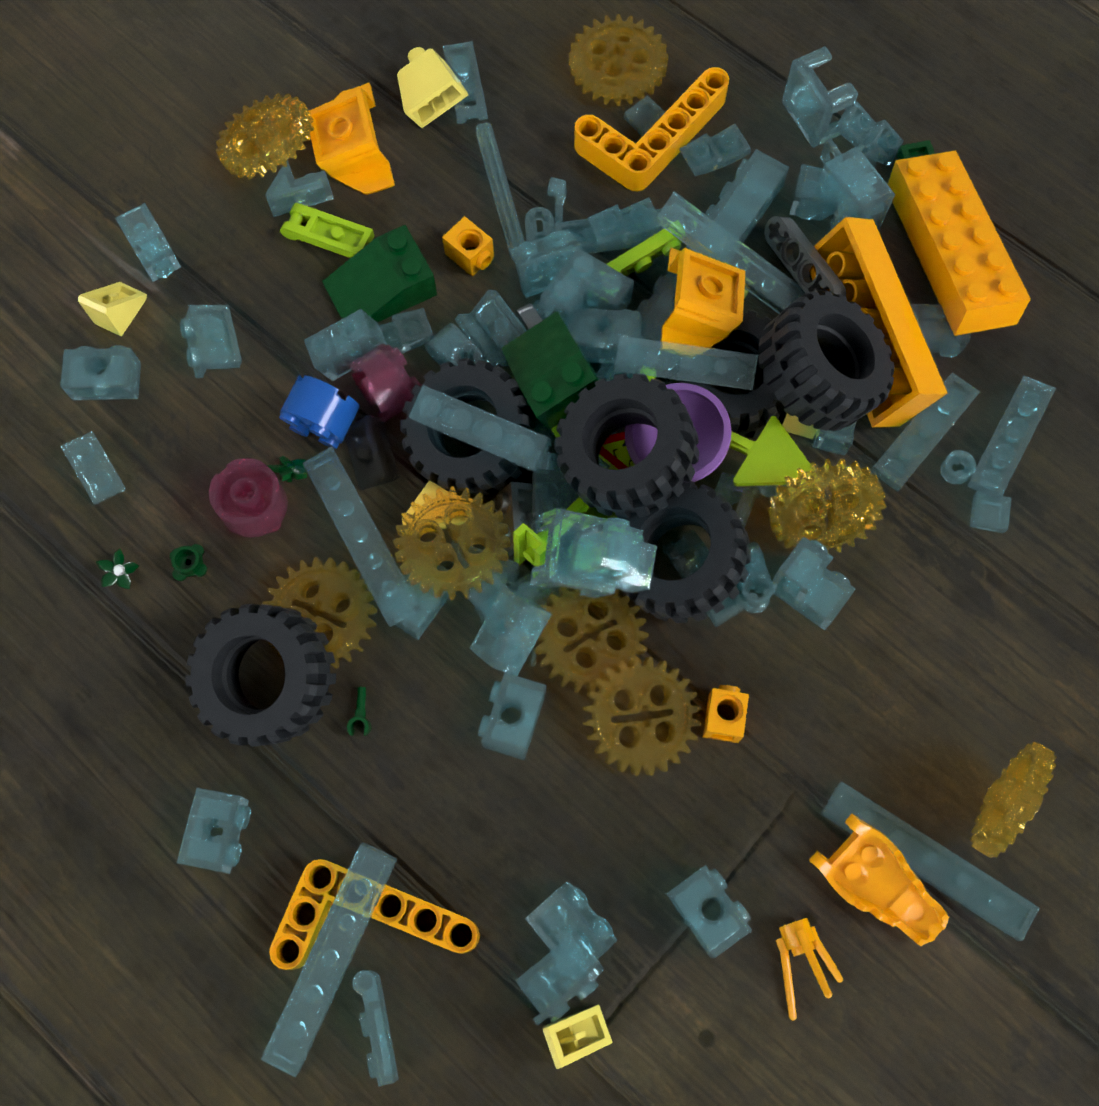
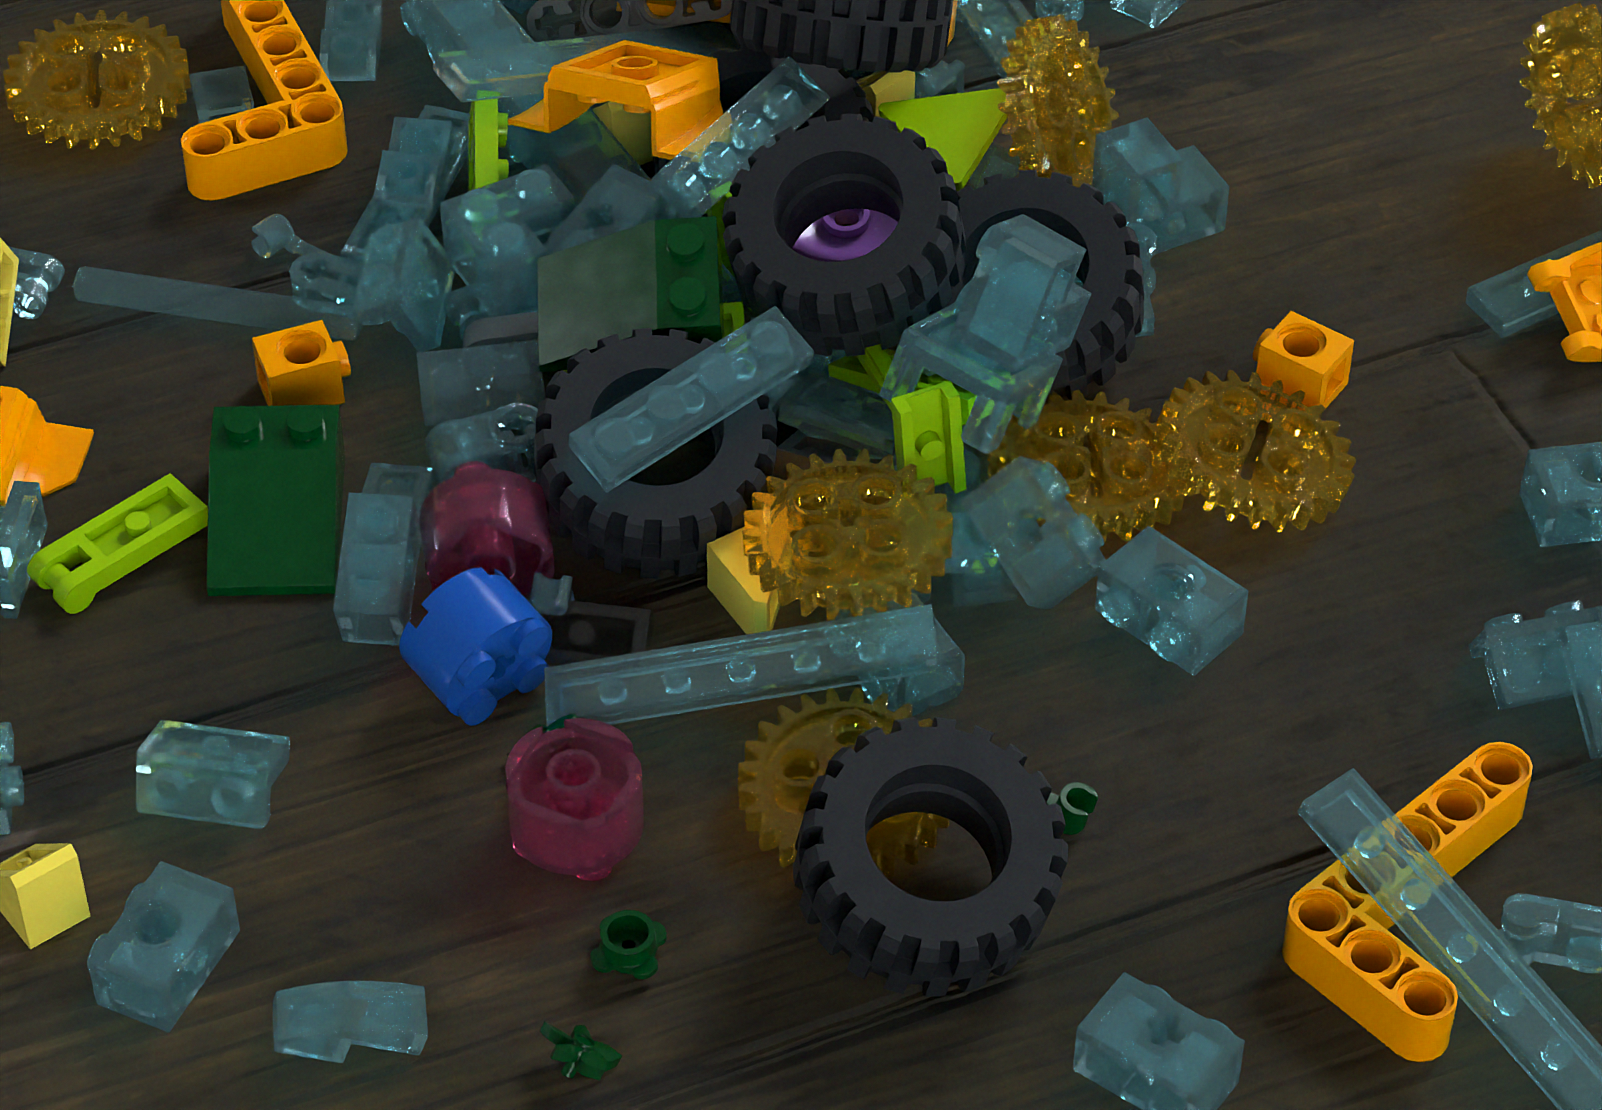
camera: 65 degrees left, 25 degrees down
(369, 425) = (551, 595): none -> clear light blue hand

